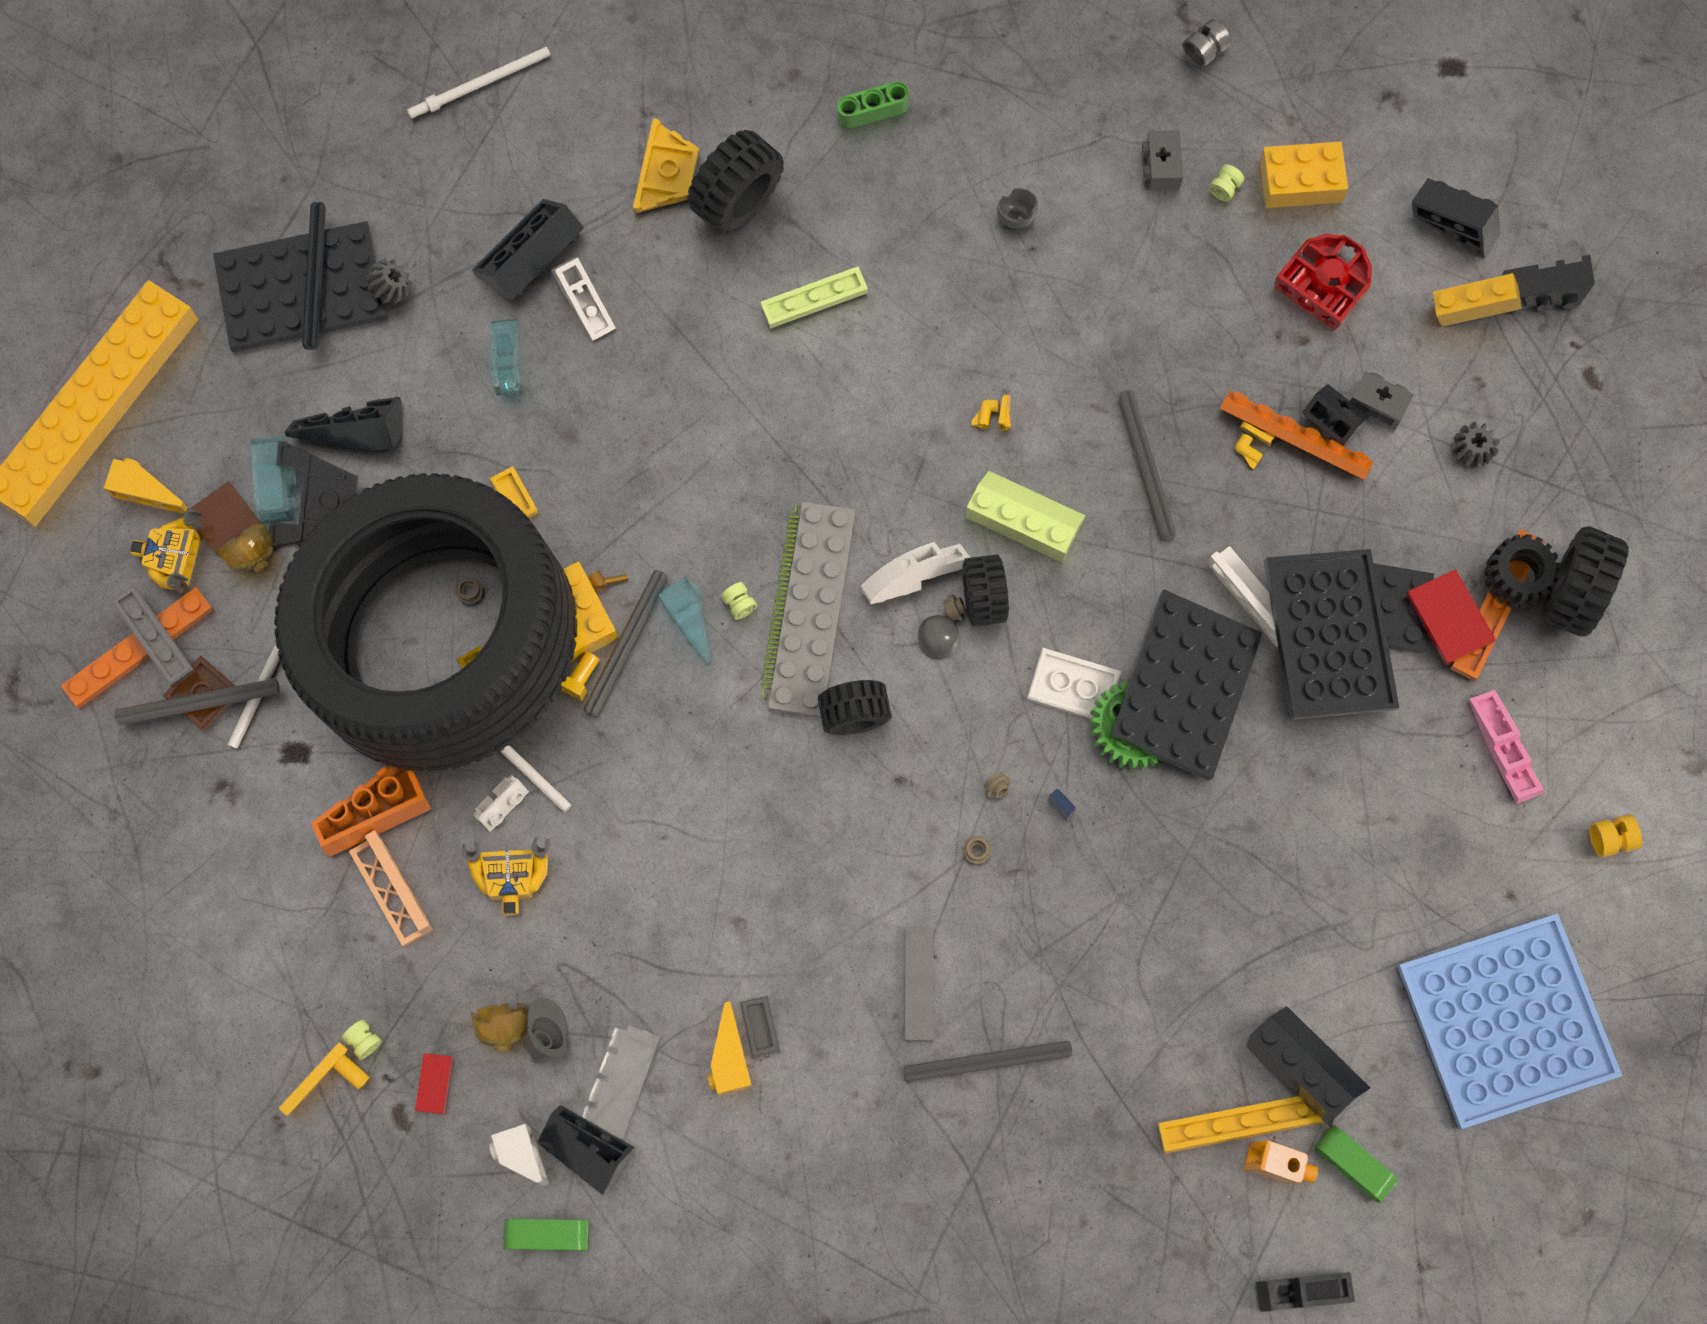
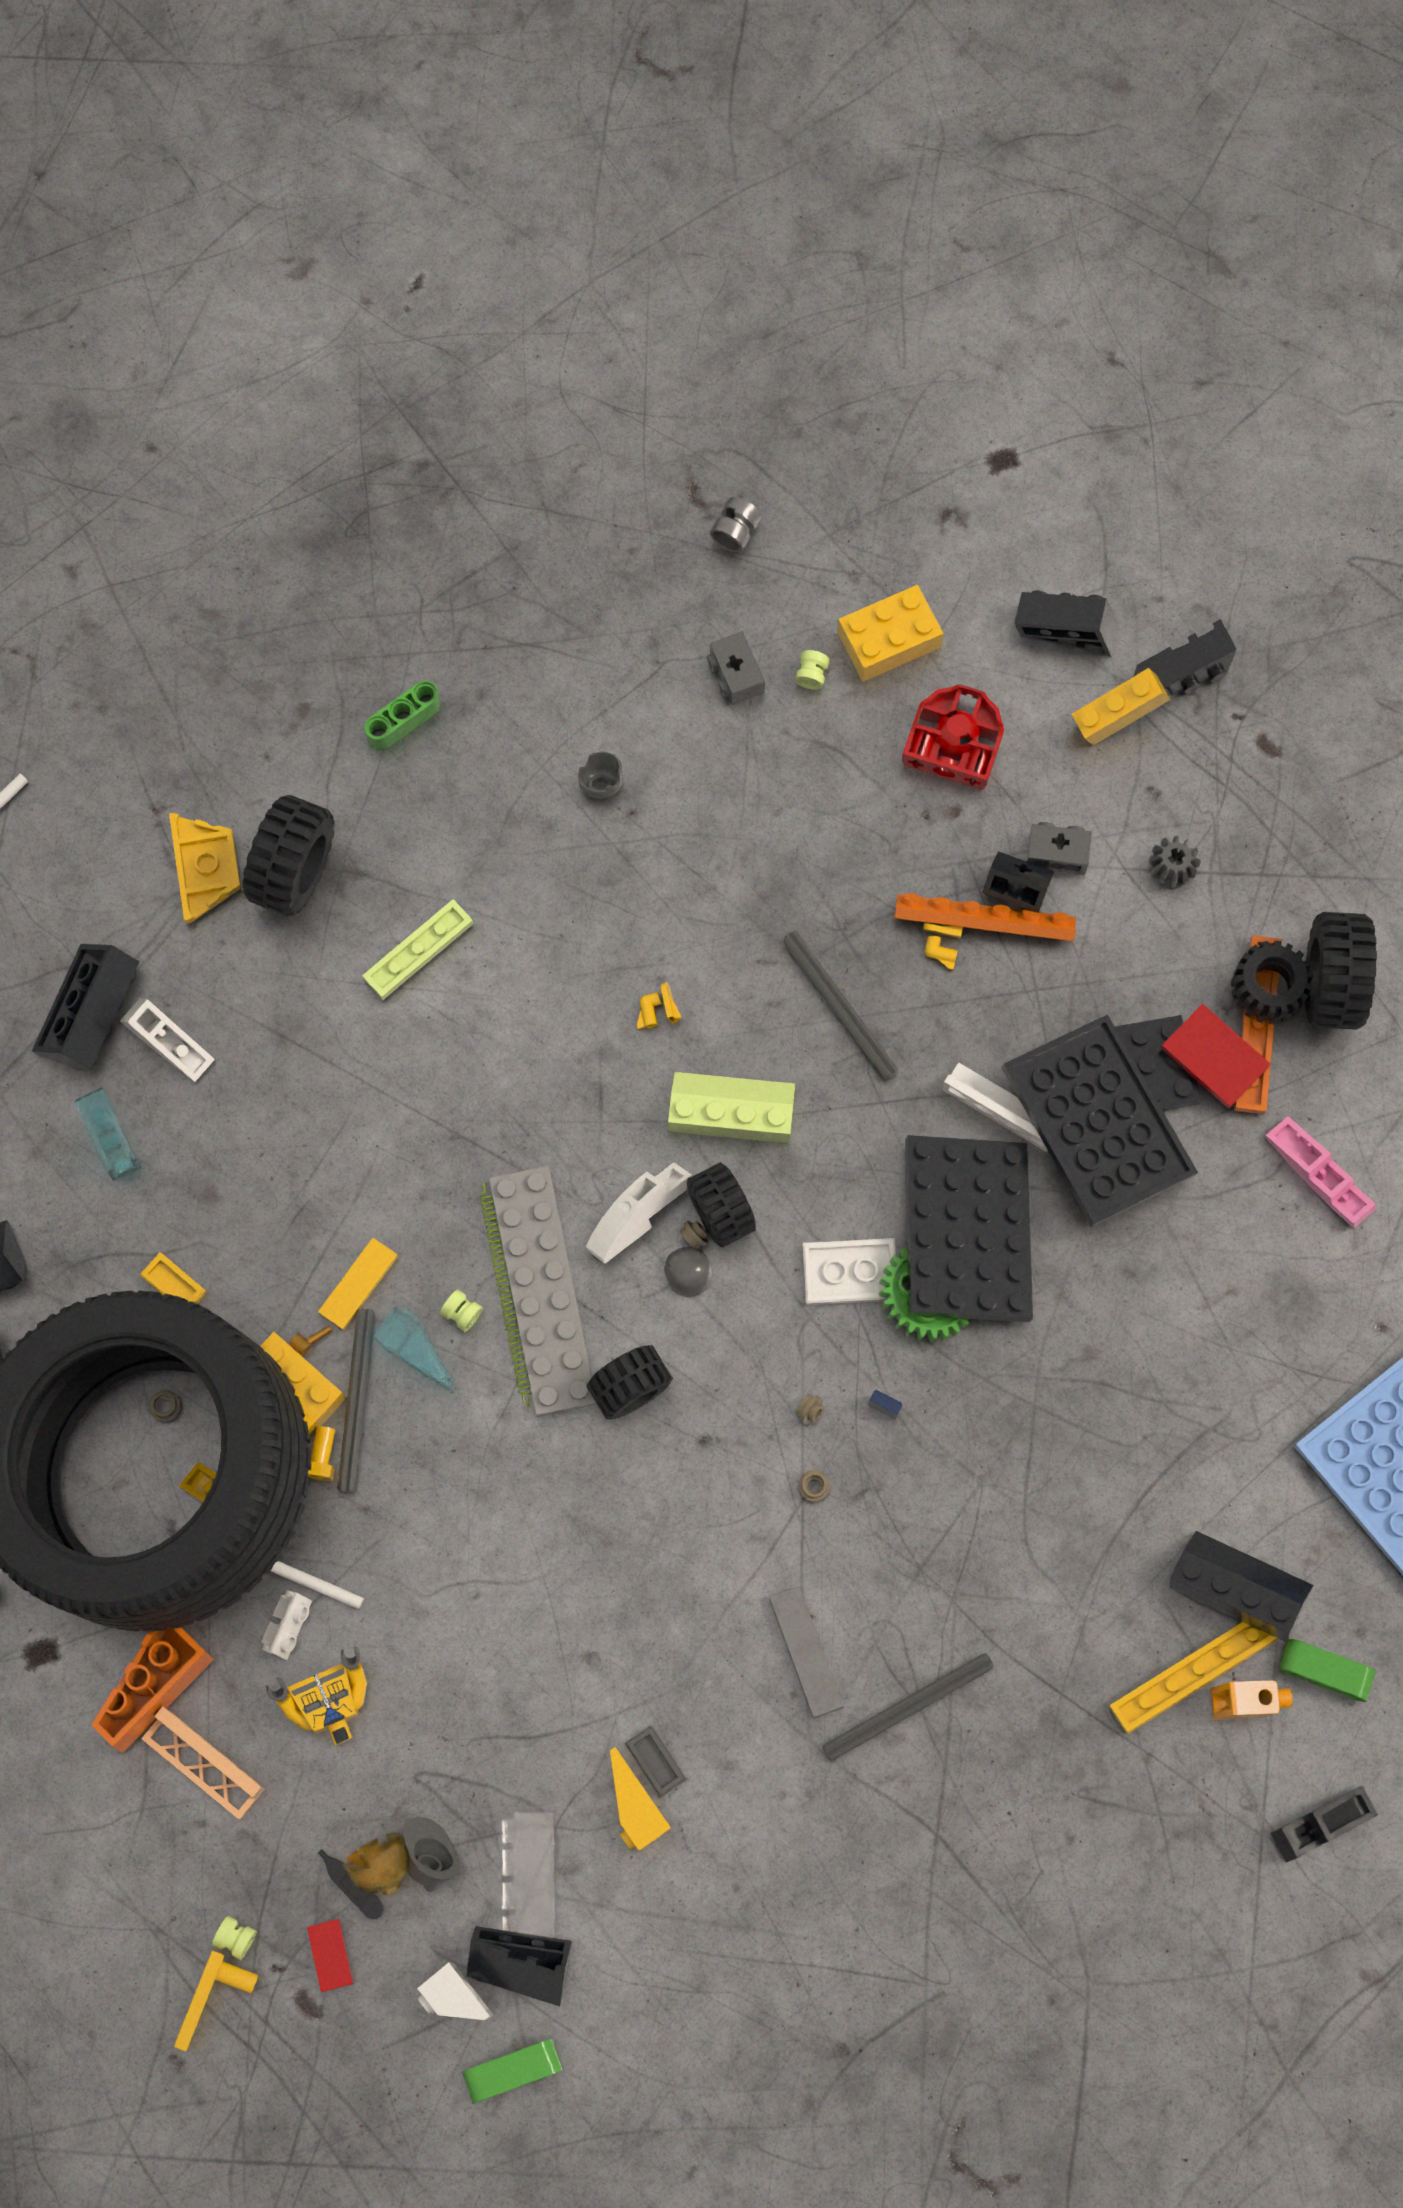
camera: 20 degrees left, 0 degrees up
(480, 1053) = (367, 1902): none -> black piece
(663, 549) = (358, 1284): none -> yellow tile

